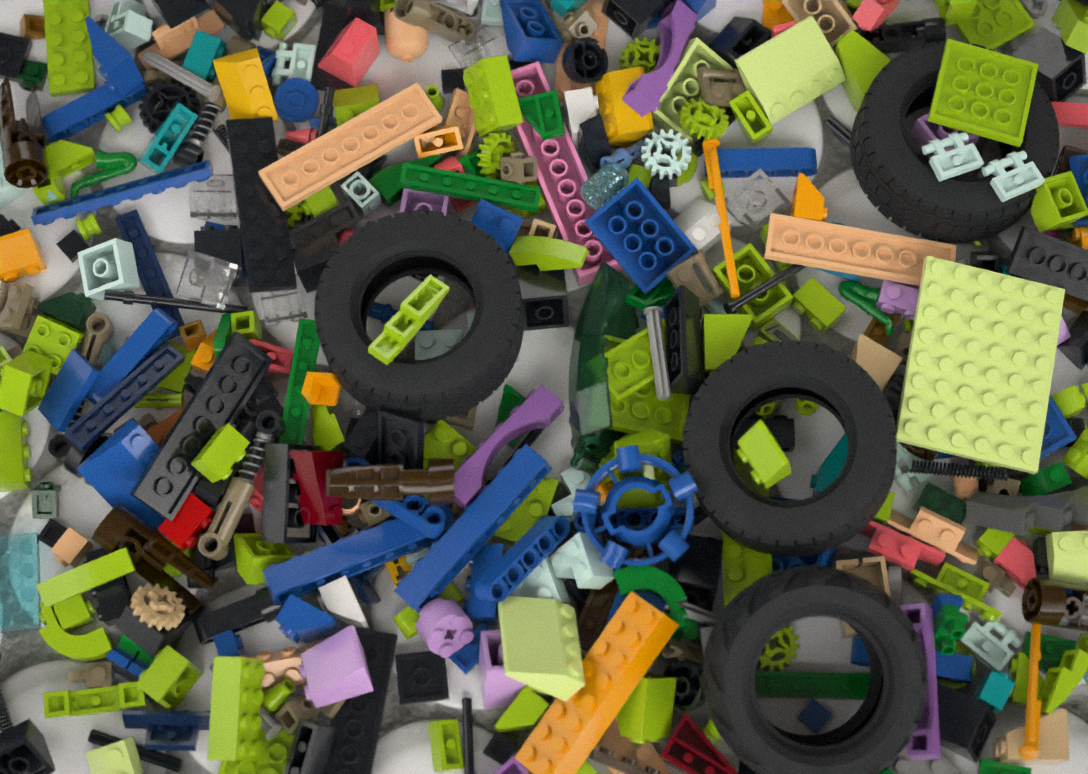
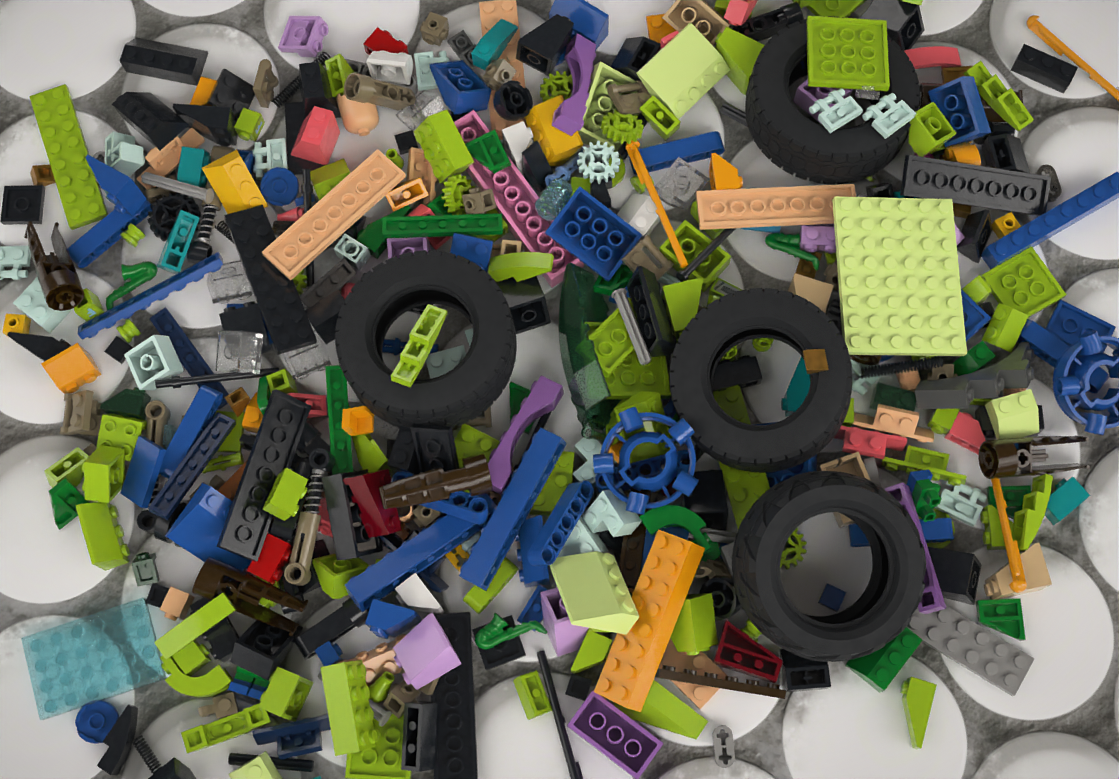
camera: 10 degrees left, 0 degrees up
(32, 74) = (51, 214): dark green bracket -> none
(69, 157) = (98, 276): lime slope -> none
(157, 606) = (262, 636): tan gear -> none
(319, 203) = (319, 267): lime brick -> none
(418, 666) = (493, 632): none -> green piece
(444, 626) = (508, 596): lavender brick -> none
(763, 455) = (743, 390): lime slope -> none
(811, 685) = (826, 572): green plate -> none
(817, 305) = (752, 259): lime brick -> none
(854, 440) = (815, 360): none -> pearl gold slope
(993, 574) = (949, 446): dark tan plate -> none
(994, 144) = (867, 92): none -> clear plate
(994, 690) = (975, 541): teal brick -> none

